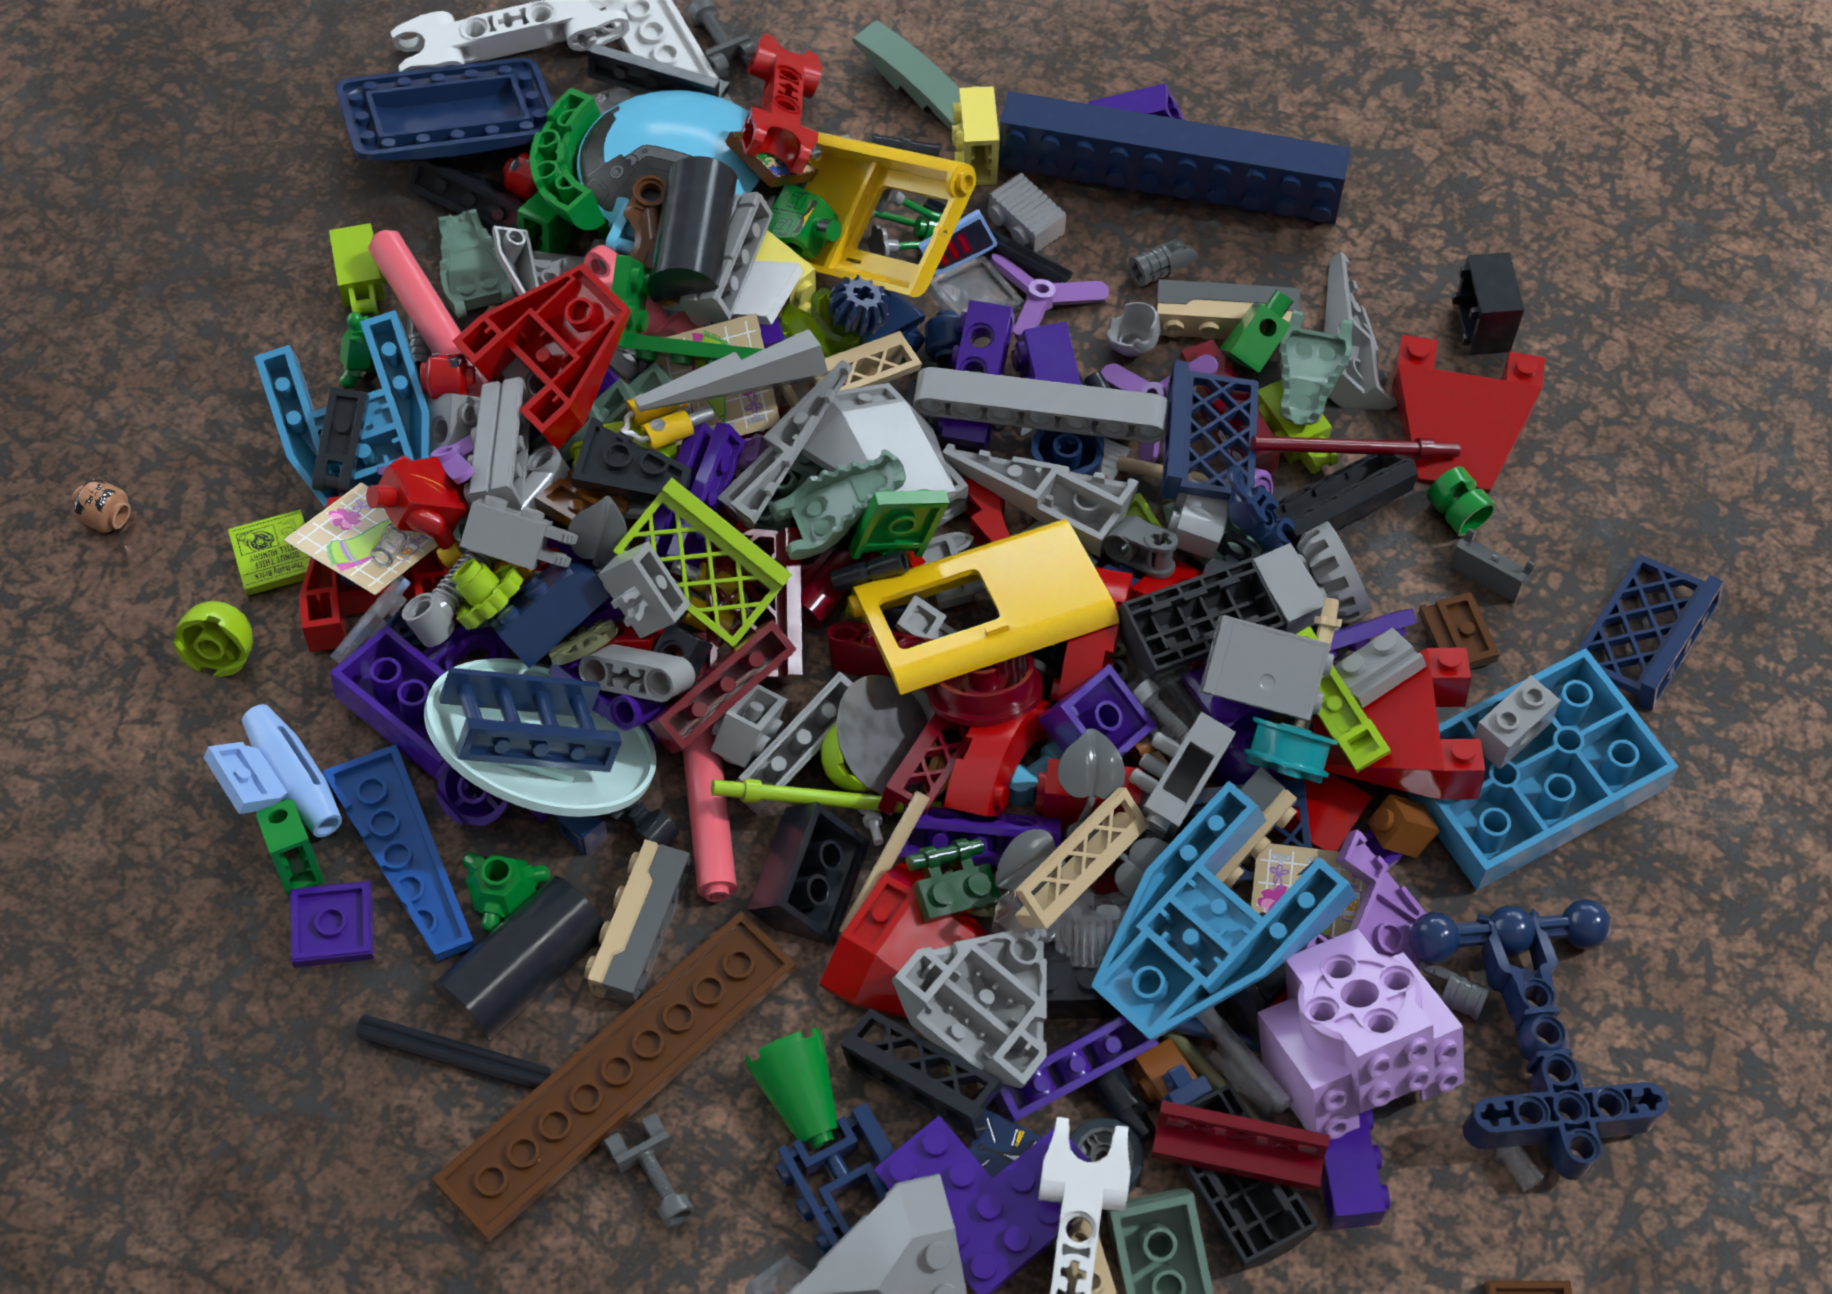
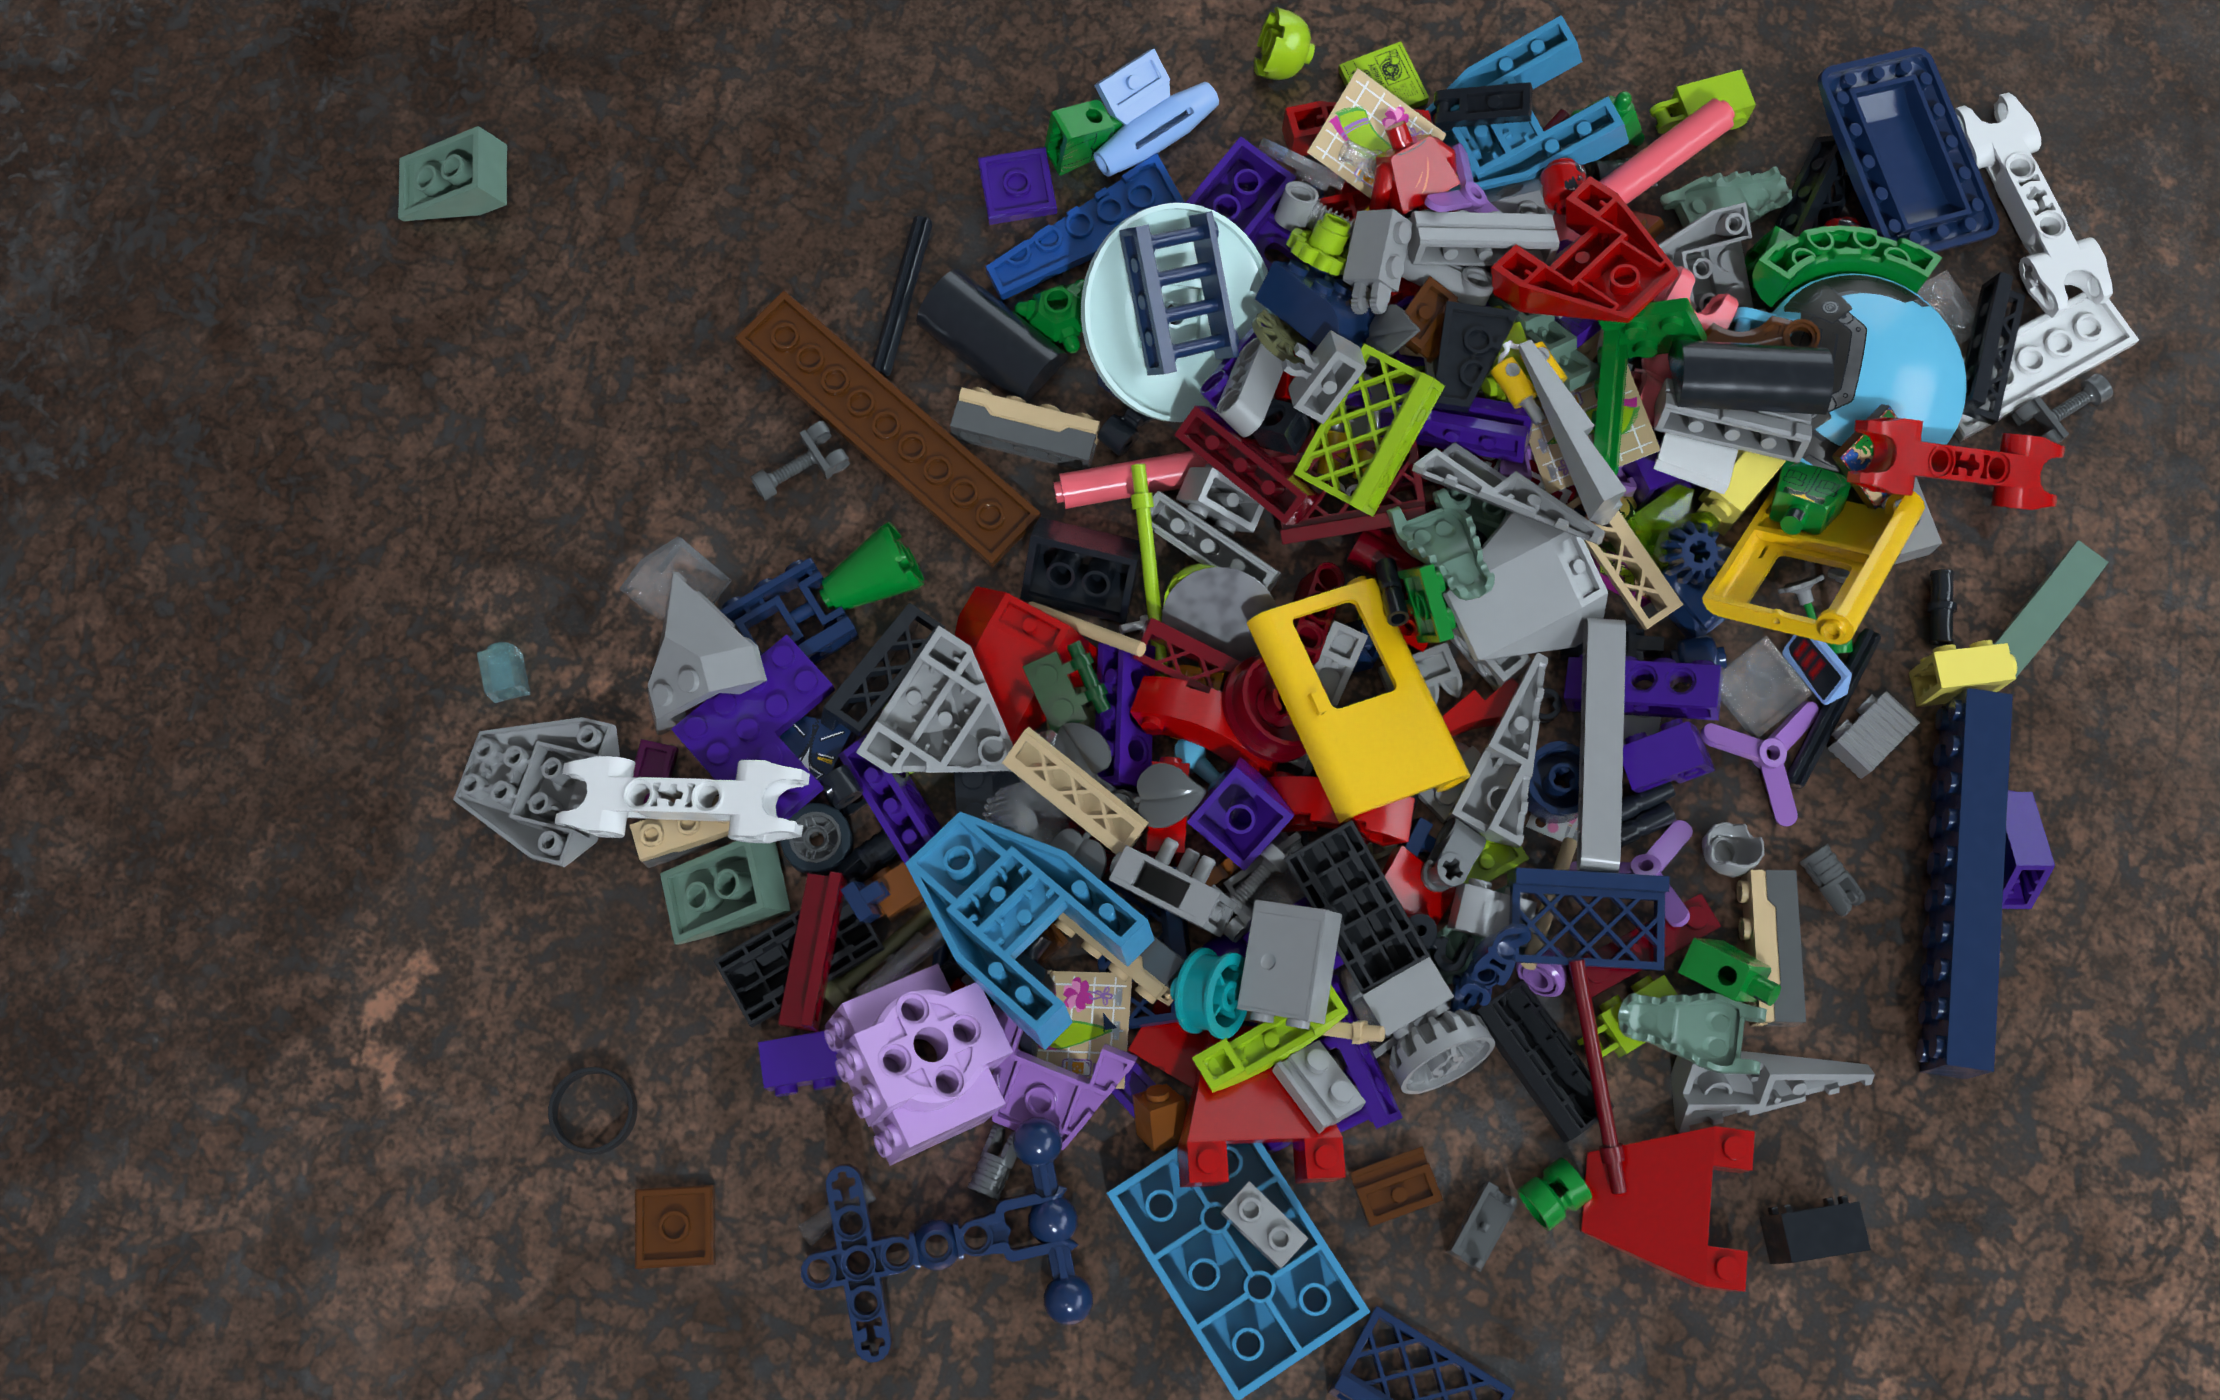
camera: 90 degrees right, 15 degrees up
(1048, 1109) = (842, 790): none -> black leg

